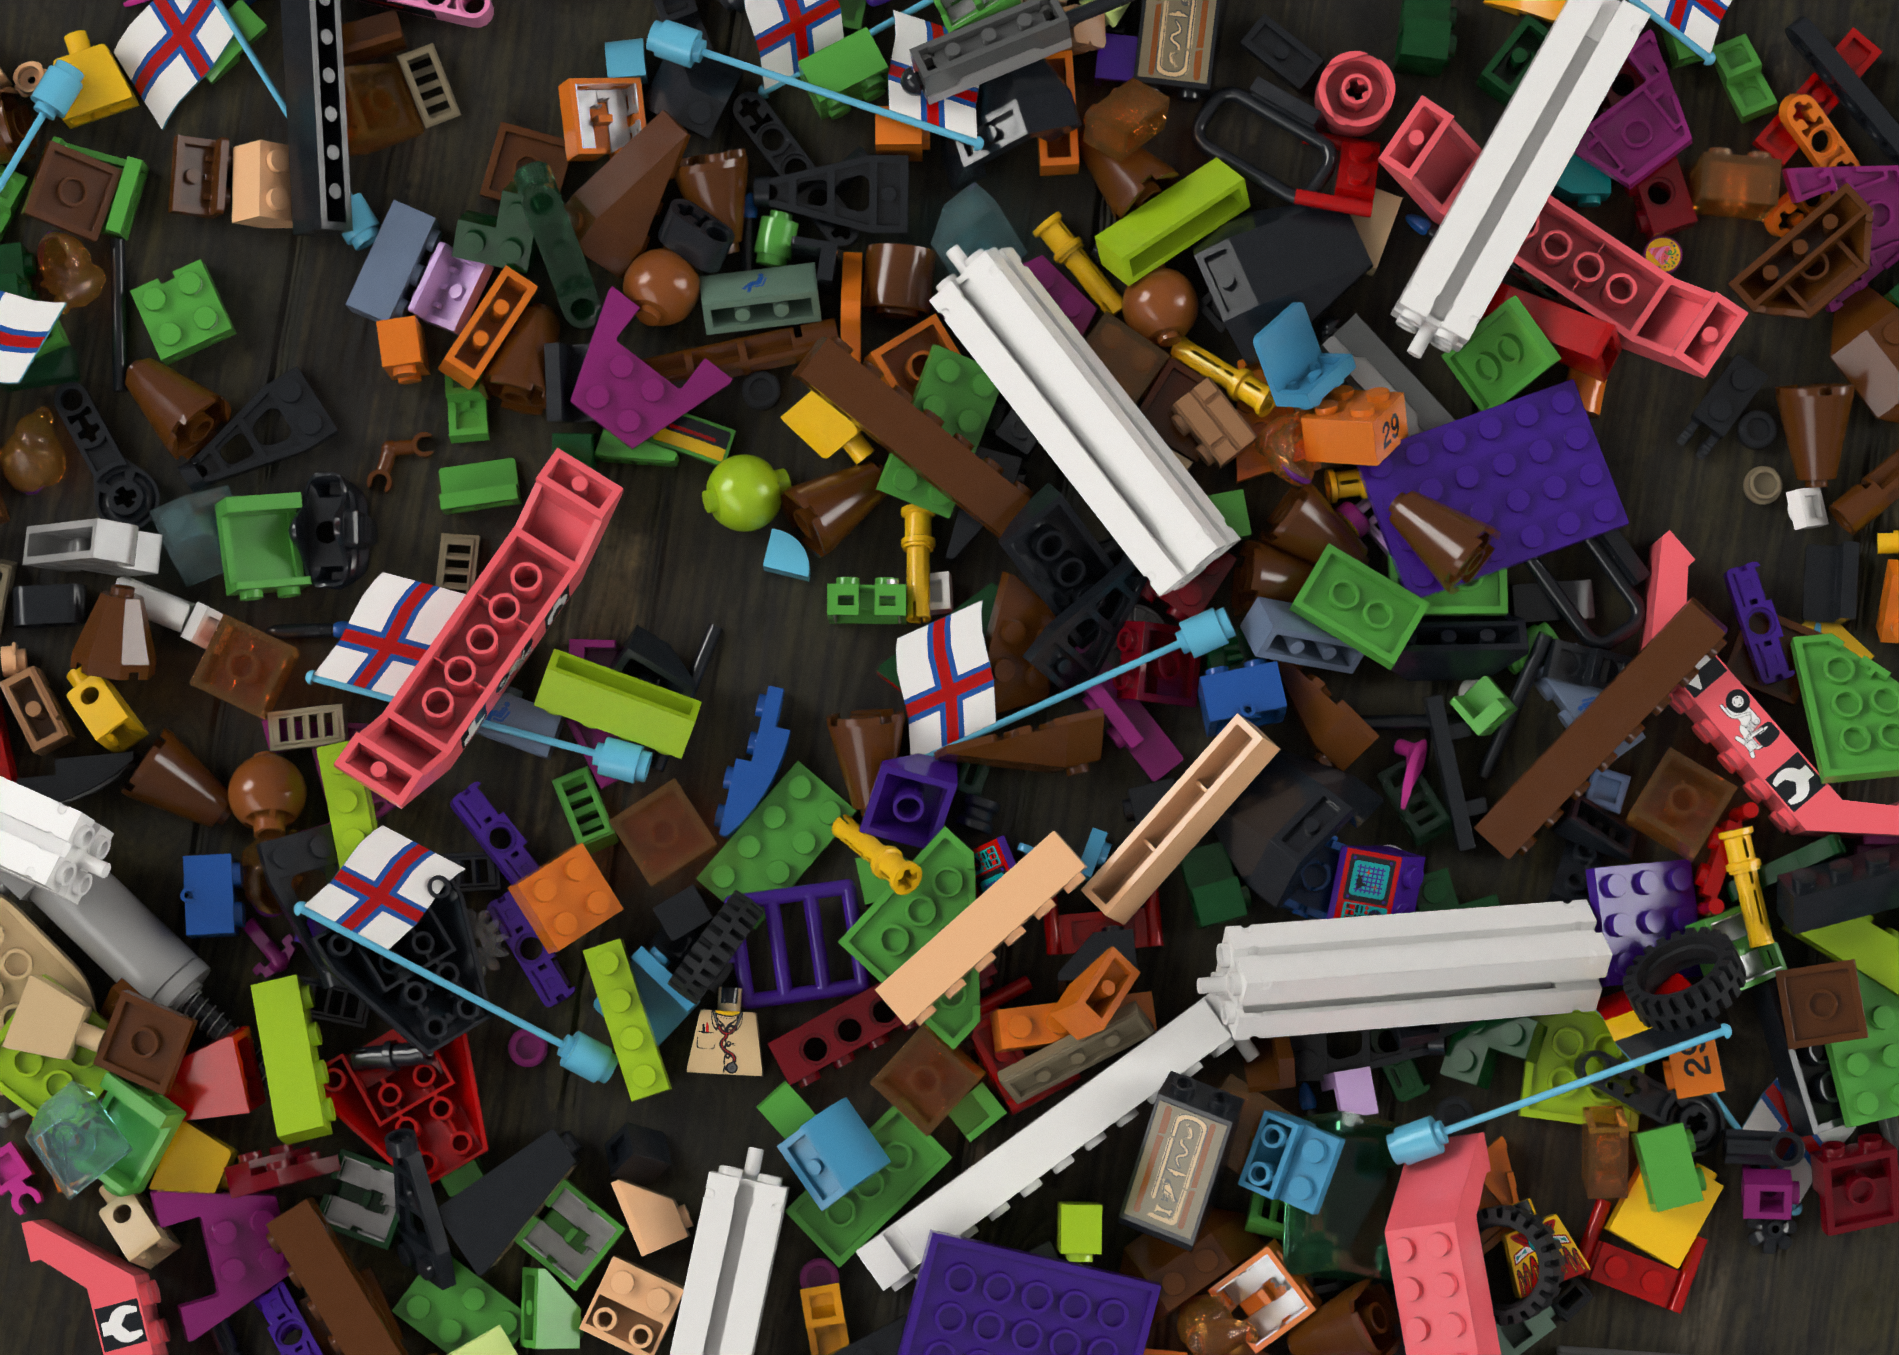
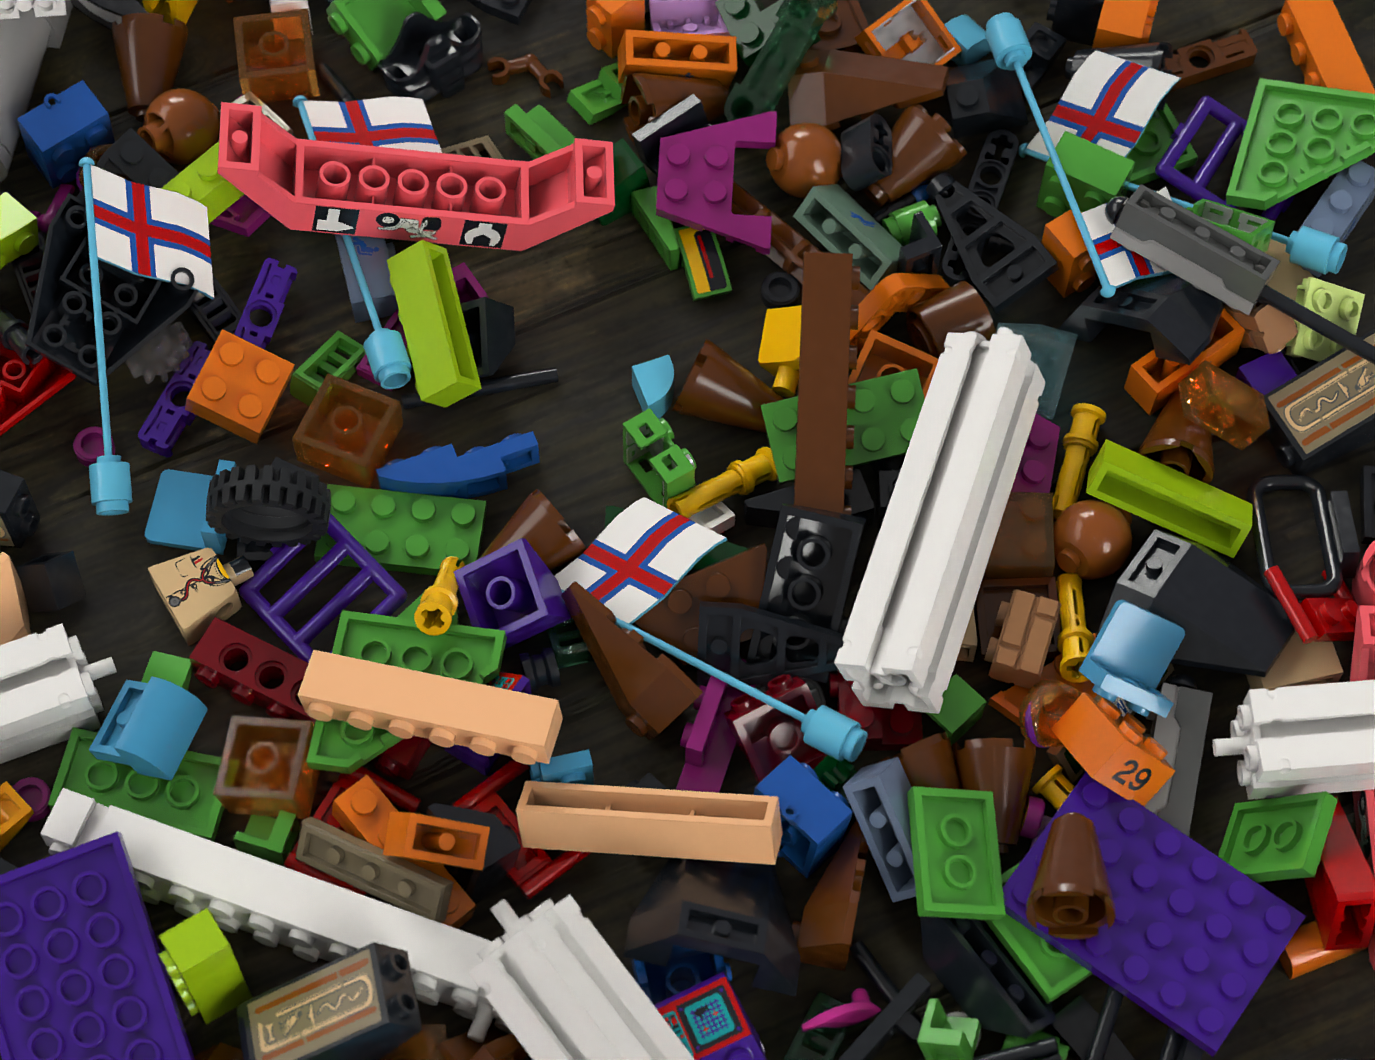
camera: 55 degrees right, 20 degrees down
(627, 1019) = (161, 496): lime brick -> none
(745, 492) = (683, 320): lime brick -> none
(1212, 887) = (612, 898): dark green brick -> none

